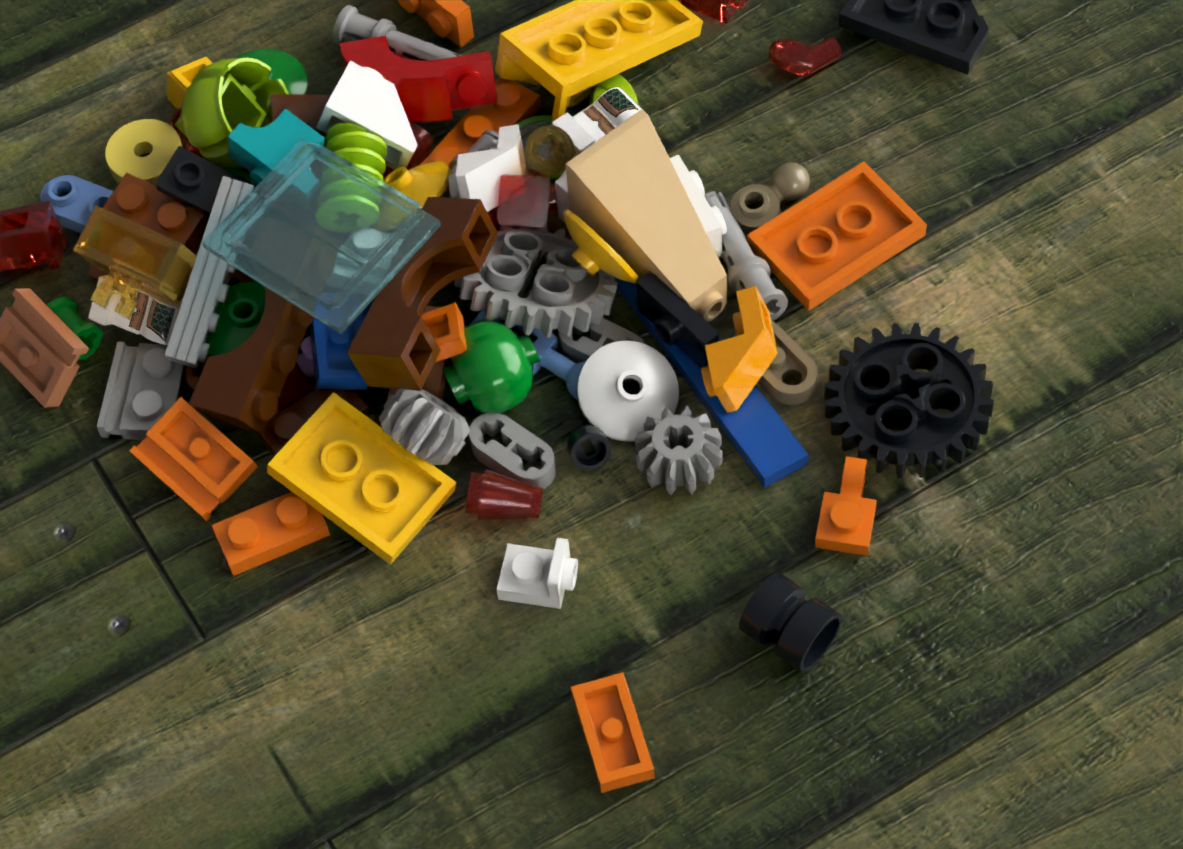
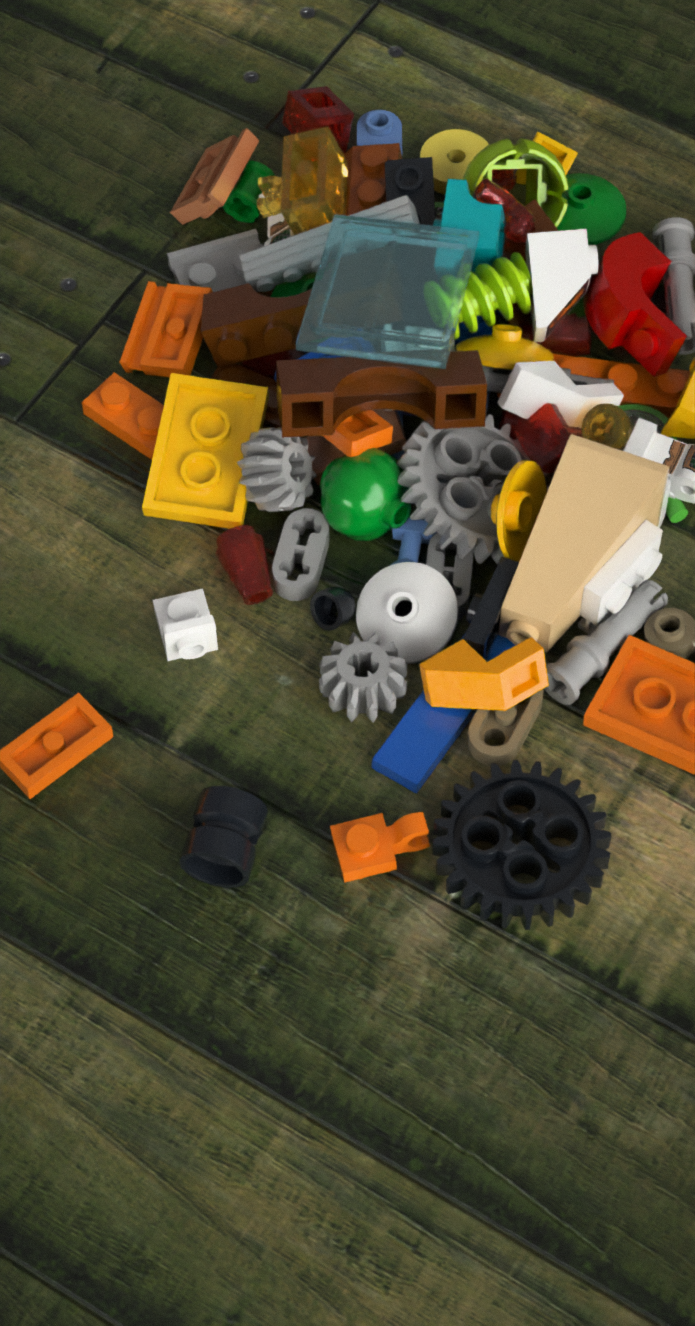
camera: 60 degrees right, 0 degrees up
(266, 113) = (519, 218): none -> clear red arm

